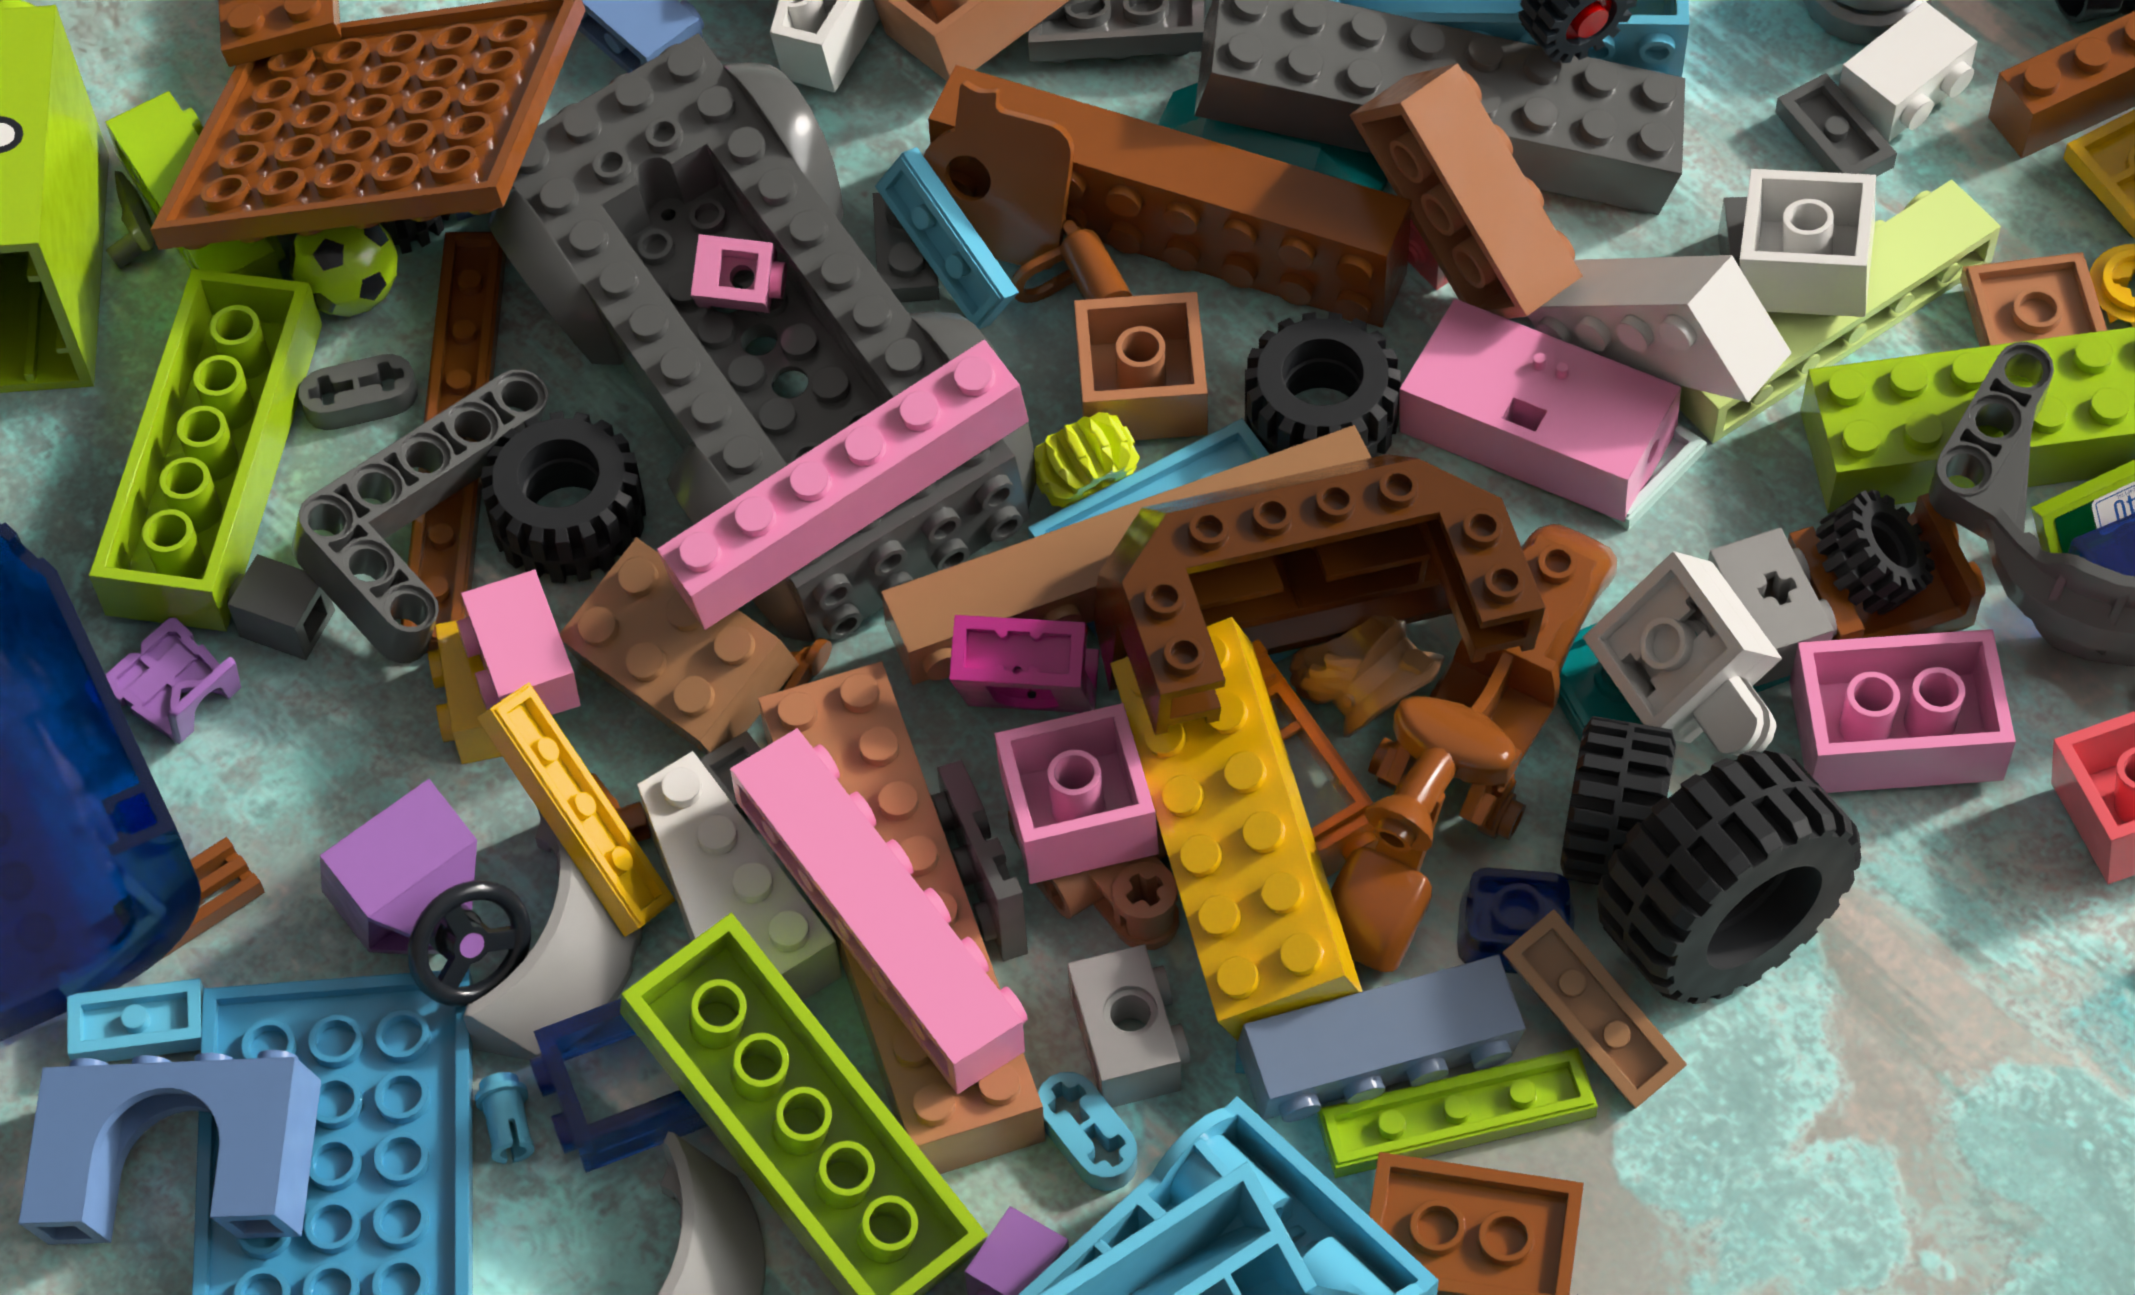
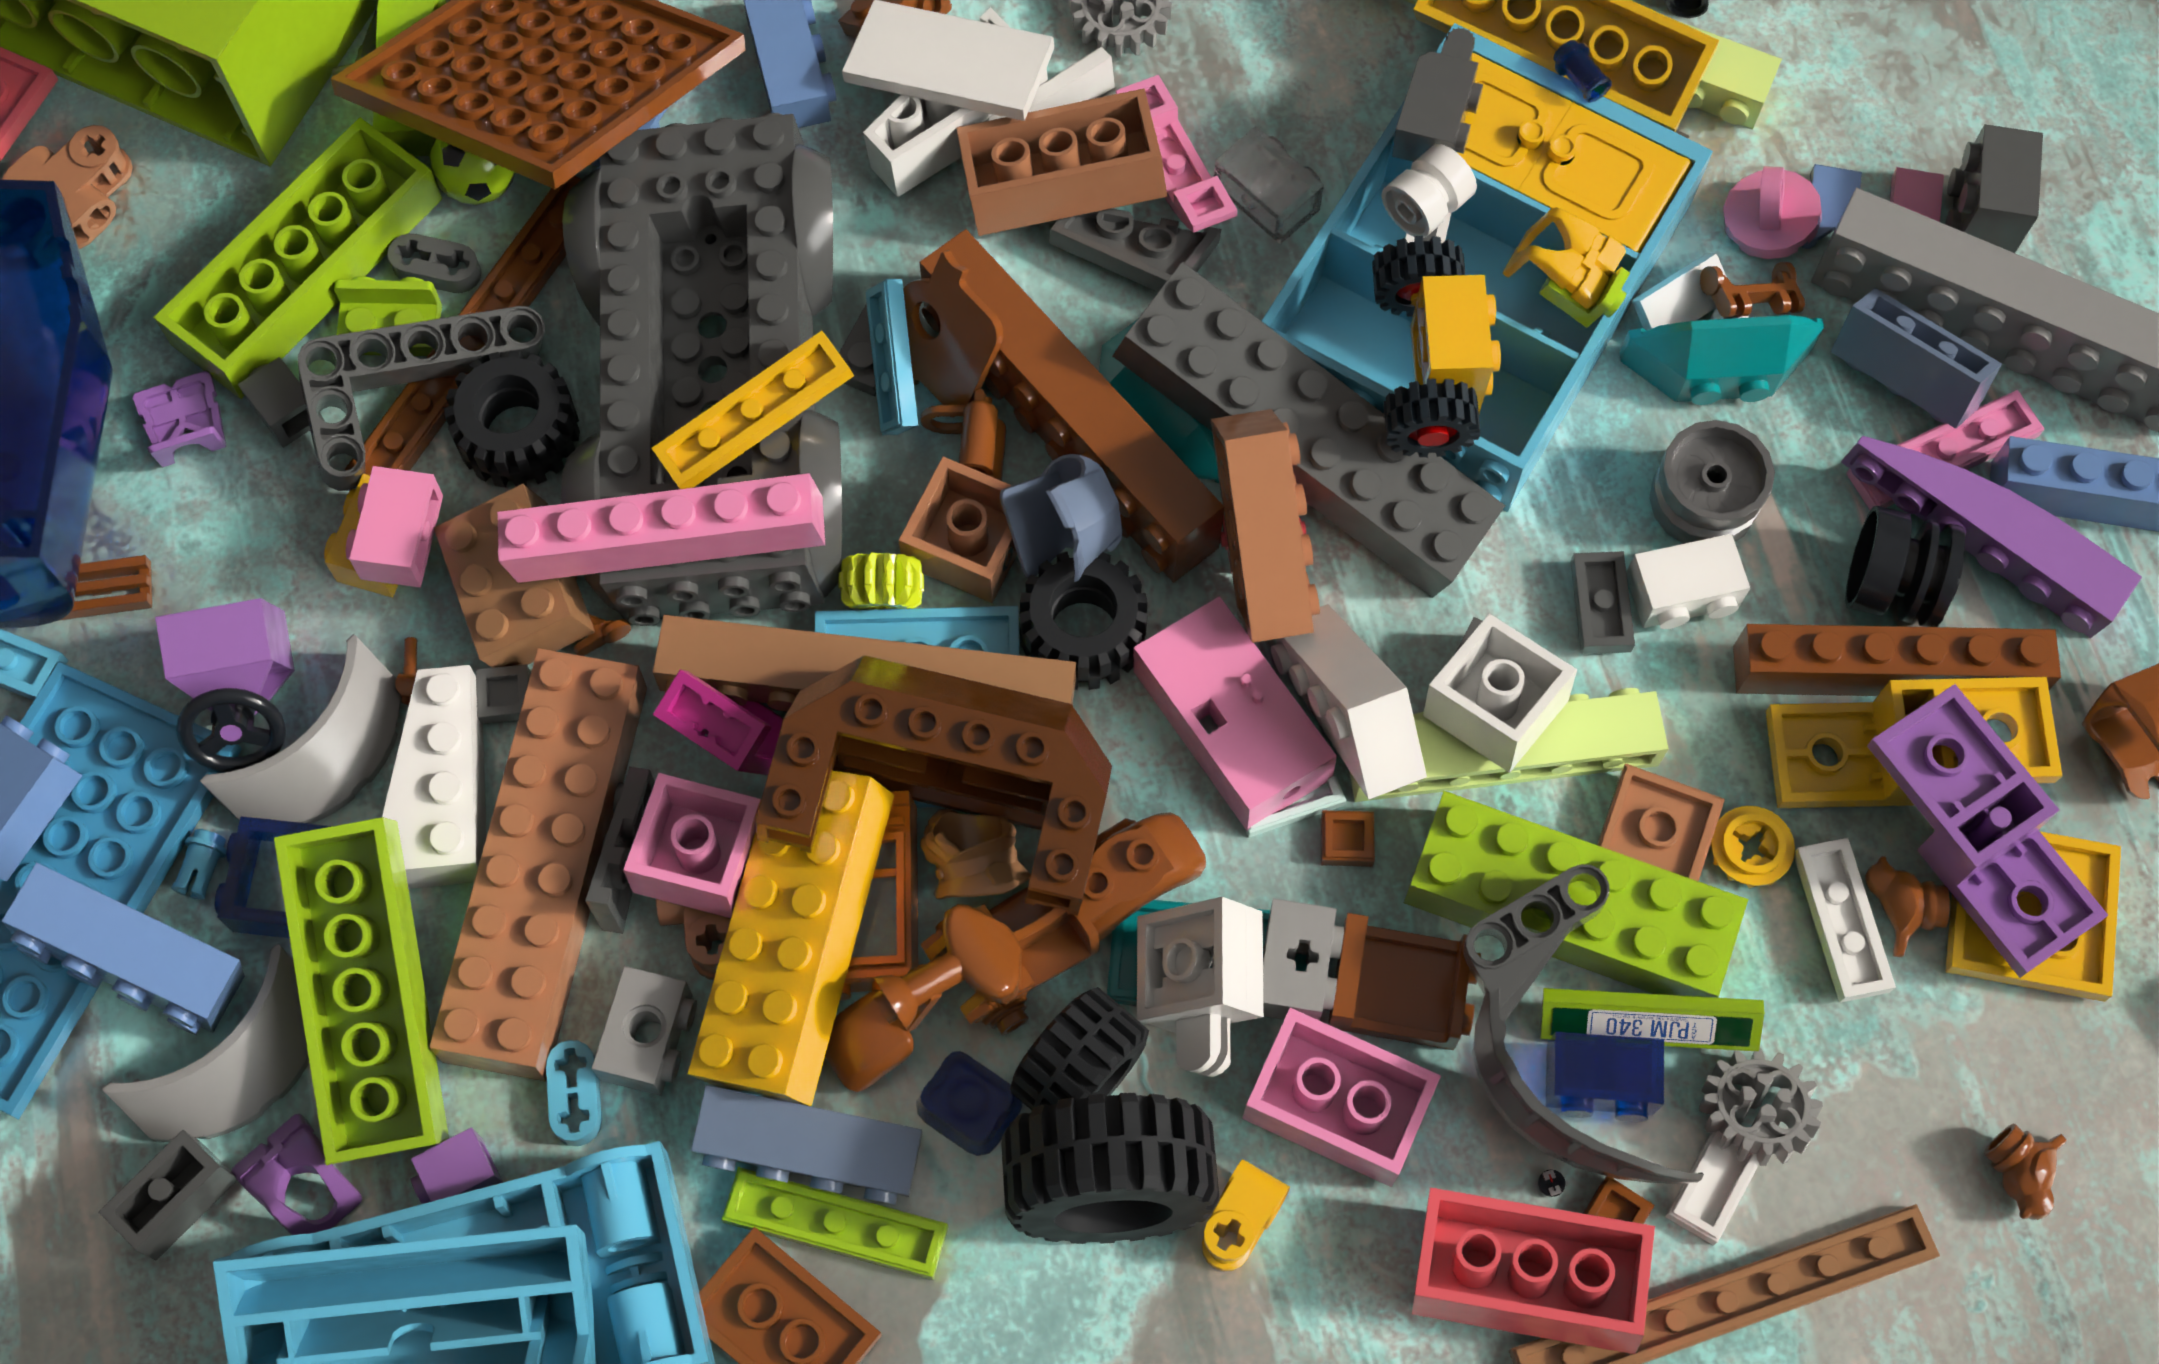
camera: 25 degrees right, 10 degrees up
(323, 454) = (386, 303): none -> lime bracket
(503, 1219) = (124, 948): none -> medium blue brick
(576, 809) = (360, 665): yellow tile -> none
(721, 259) = (697, 313): bright pink brick -> none
(863, 327) = (753, 411): none -> yellow plate
(880, 910) = (503, 862): bright pink brick -> none
(1231, 310) = (1062, 510): none -> sand blue piece
(1594, 1009) = (970, 1205): medium nougat plate -> none
(1731, 478) = (1347, 838): none -> dark orange tile
(1875, 552) = (1421, 963): black tyre -> none
(1881, 888) = (1245, 1209): none -> yellow piece

